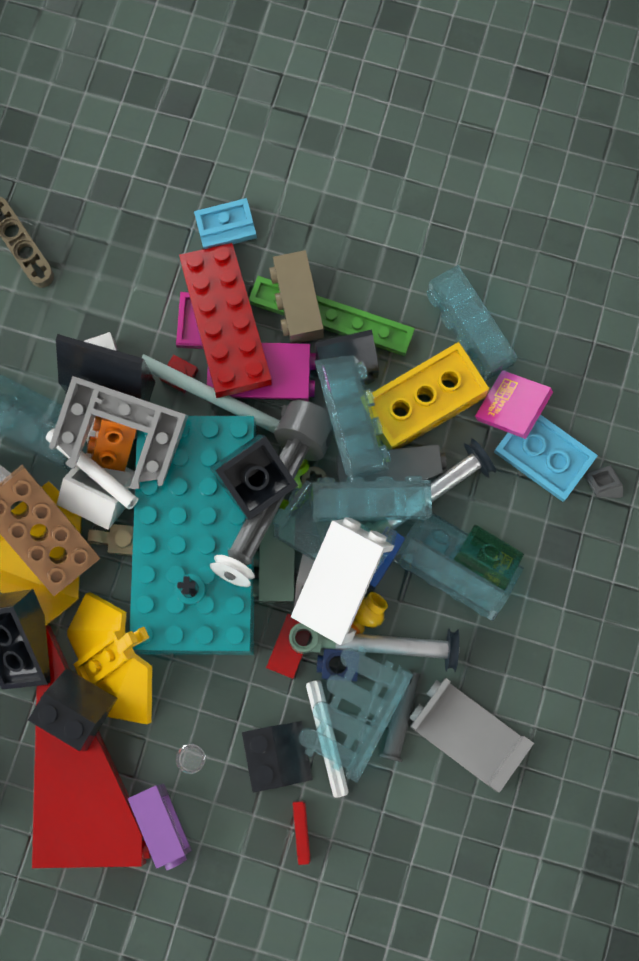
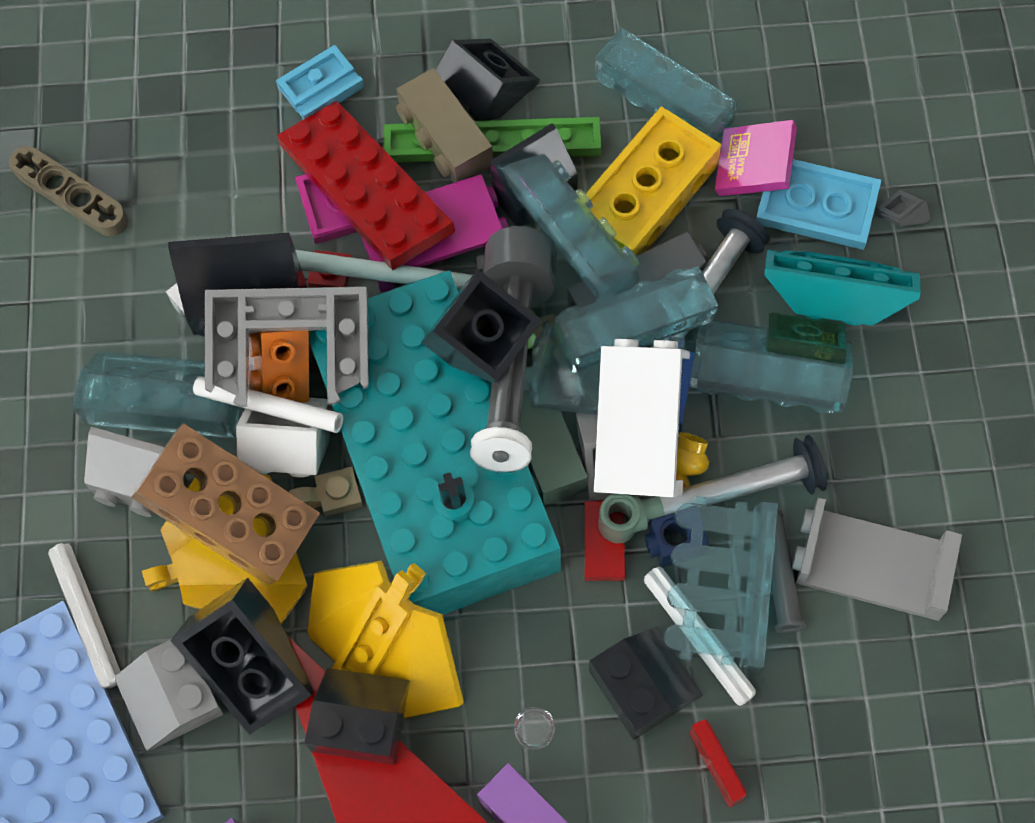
camera: 20 degrees left, 10 degrees down
(345, 264) = (485, 77): none -> black slope
(531, 525) = (840, 286): none -> teal wedge

